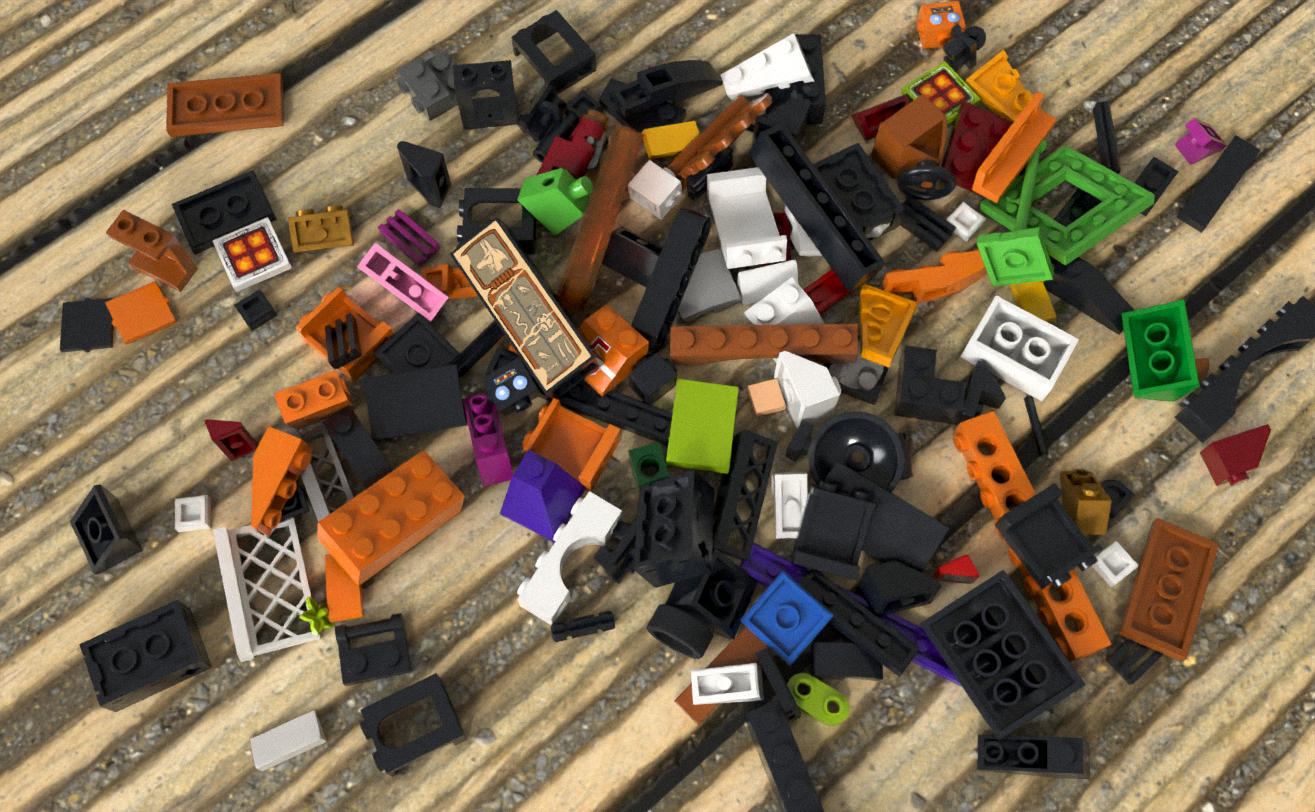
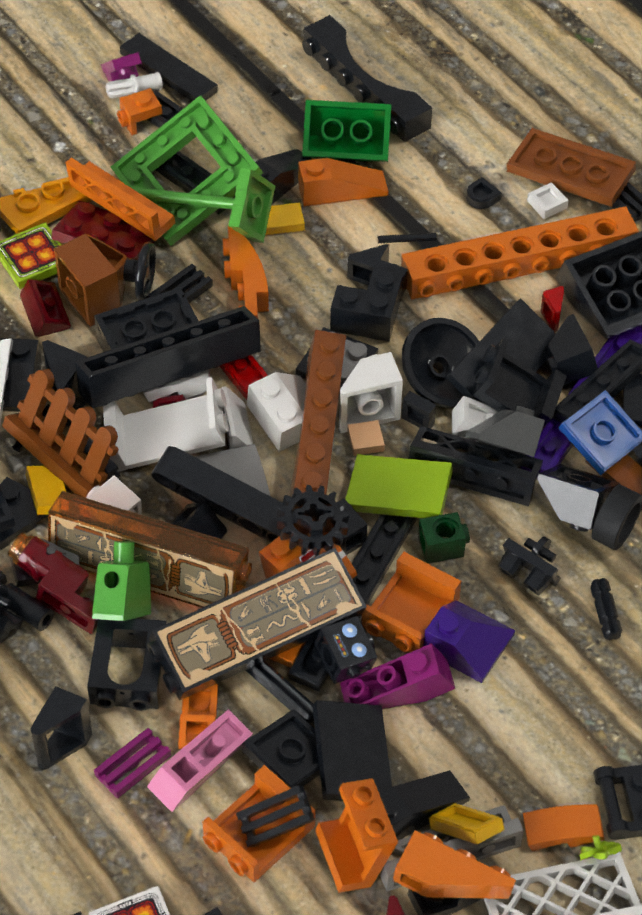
camera: 85 degrees left, 15 degrees down
(321, 230) = (111, 853): pearl gold bracket -> none
(332, 494) = (466, 823): none -> yellow tile
(390, 517) = (497, 762): orange brick -> none
(590, 525) = (570, 633): white arch -> none
(613, 338) = (312, 520): none -> black gear
(674, 529) = (519, 503): black piece -> none
(769, 519) = (510, 430): none -> dark grey slope
(882, 323) = (294, 326): light orange wing -> none
(966, 221) = (182, 256): white tile -> none
(1020, 348) = (335, 227): white brick -> none
(1047, 539) = (534, 229): black panel -> none
(1085, 501) = (490, 209): pearl gold slope -> none
(1094, 352) = (338, 181): none -> orange slope
(1106, 136) = (103, 138): black axle -> none
(1147, 158) = (137, 108): none -> orange bracket
(1183, 154) = (133, 85): none -> white axle
(1236, 455) = (449, 102): dark red slope -> none

